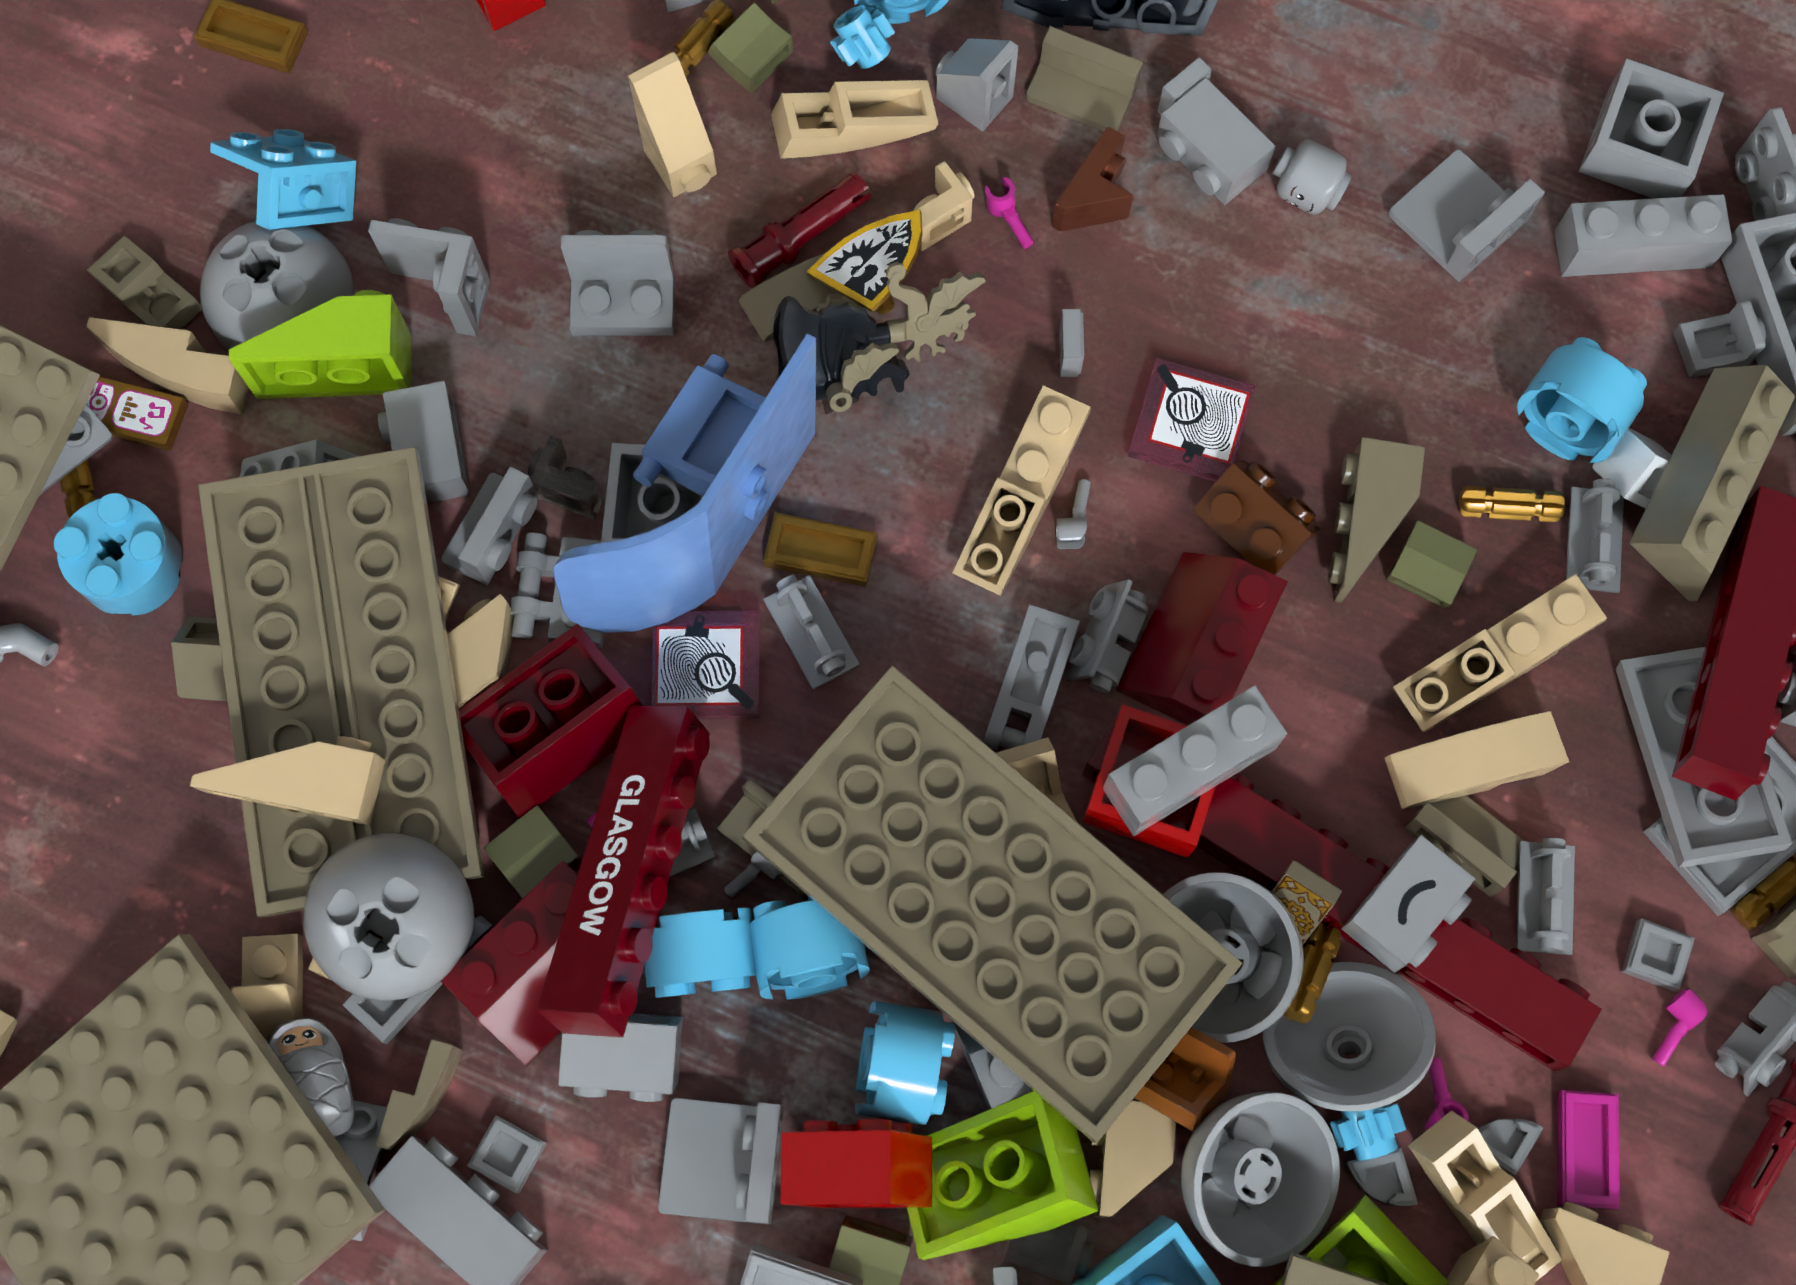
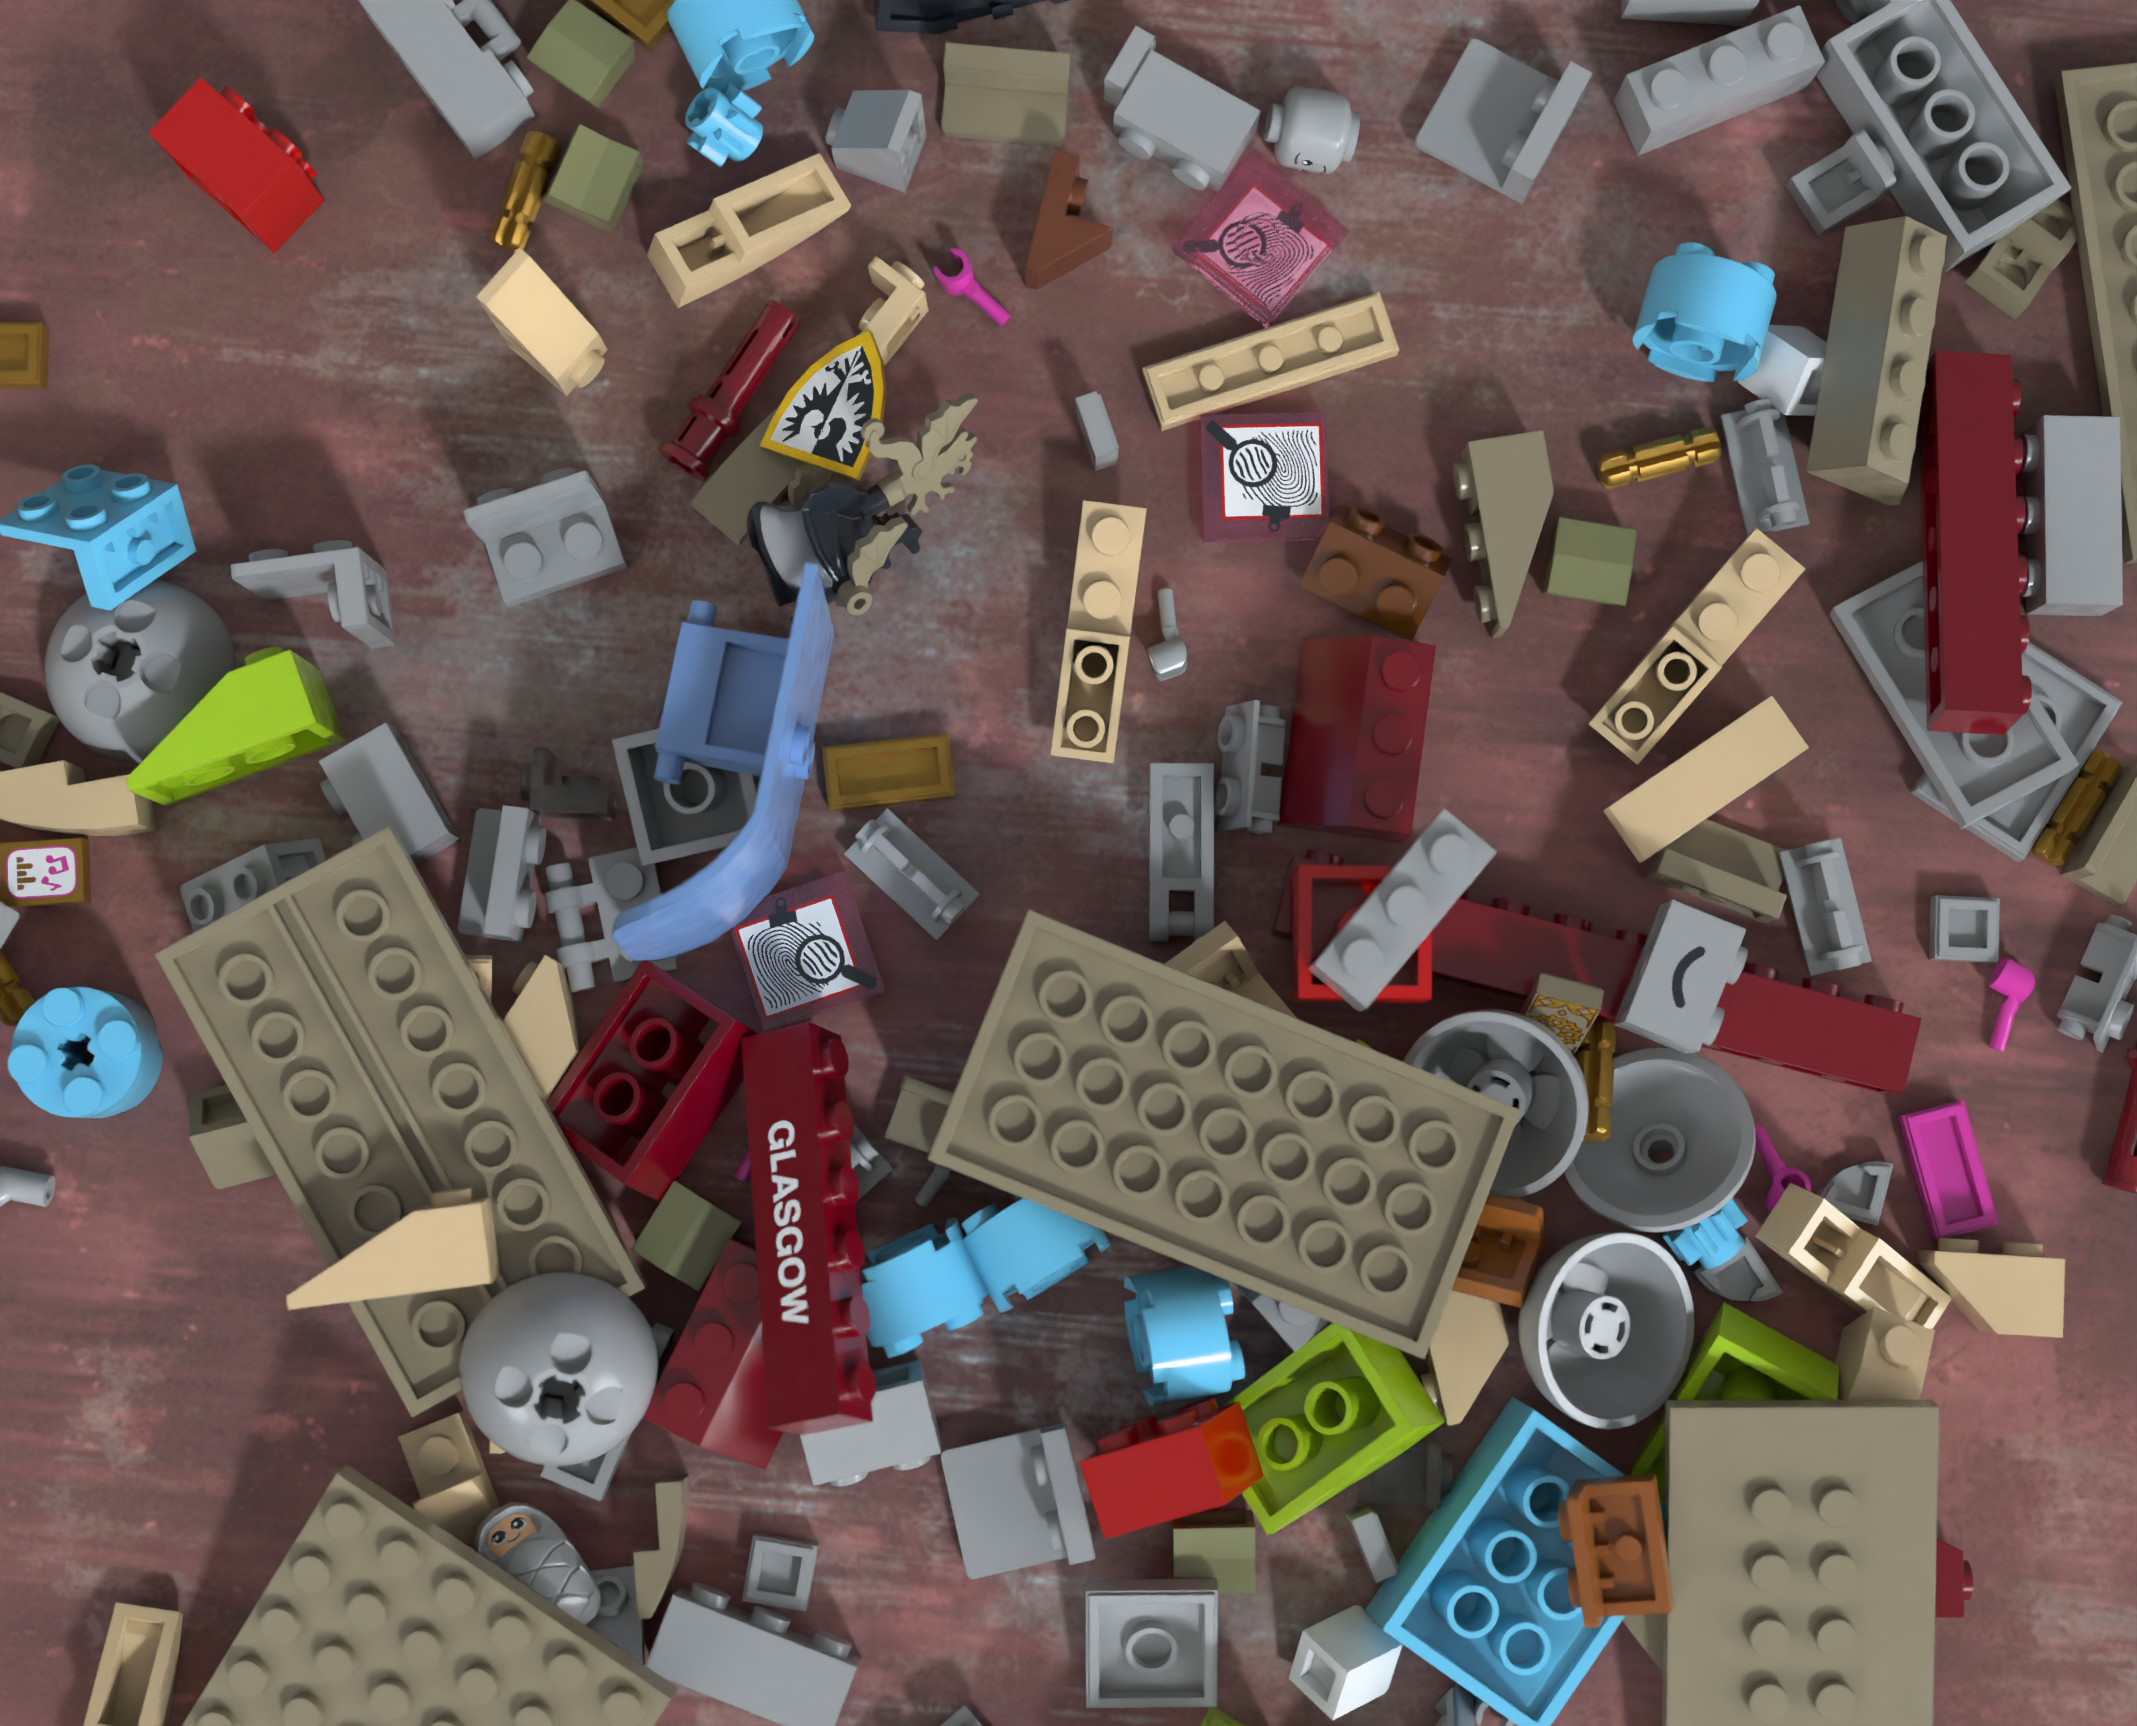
camera: 20 degrees left, 10 degrees up
(1225, 337) = (1270, 361): none -> tan tile
(1244, 246) = (1259, 240): none -> clear pink tile

